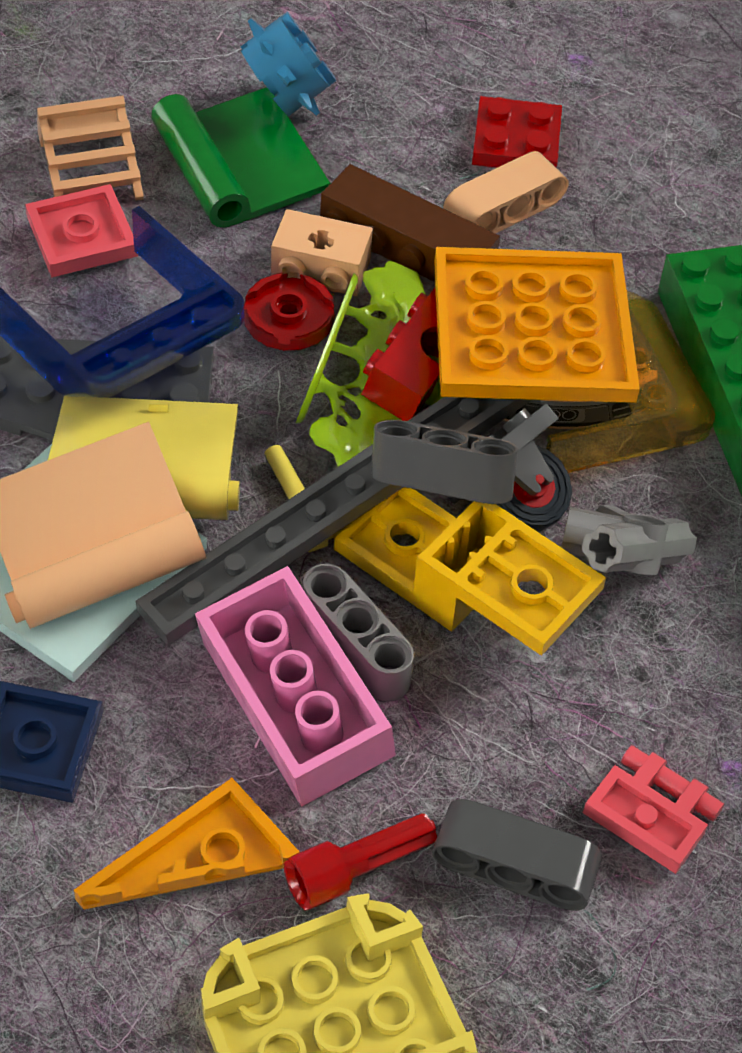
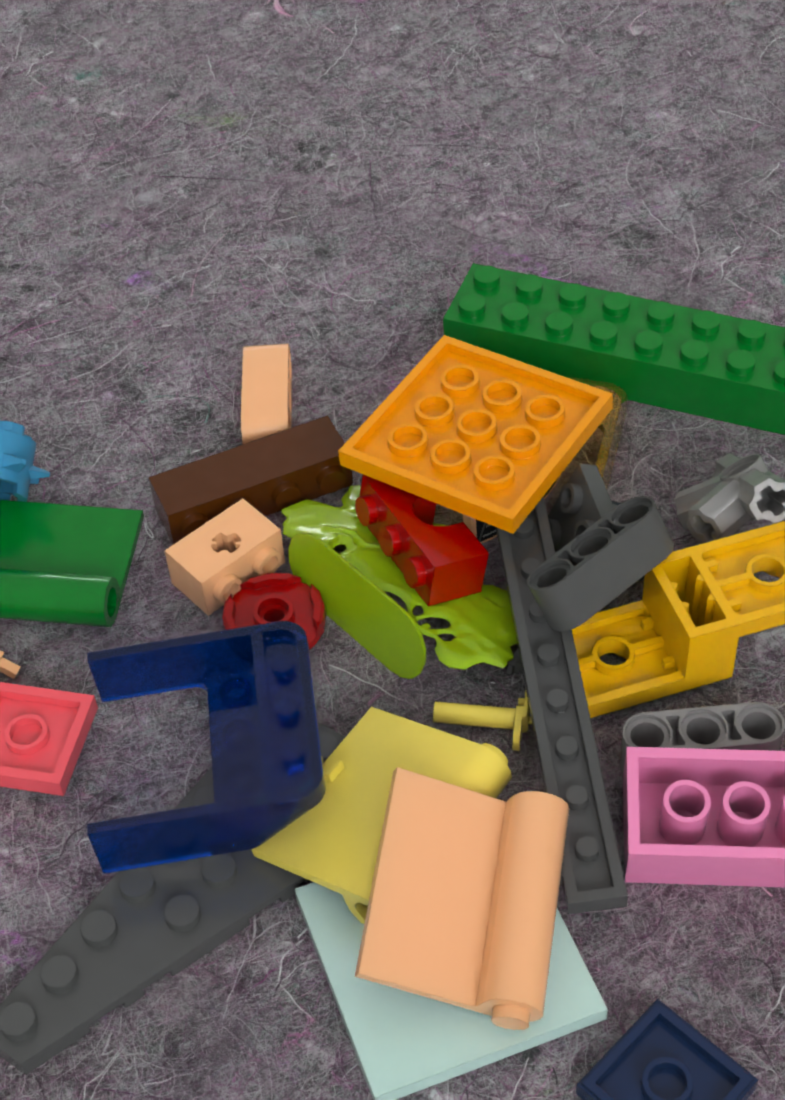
camera: 50 degrees left, 5 degrees down
(514, 128) = (191, 357): red plate -> none

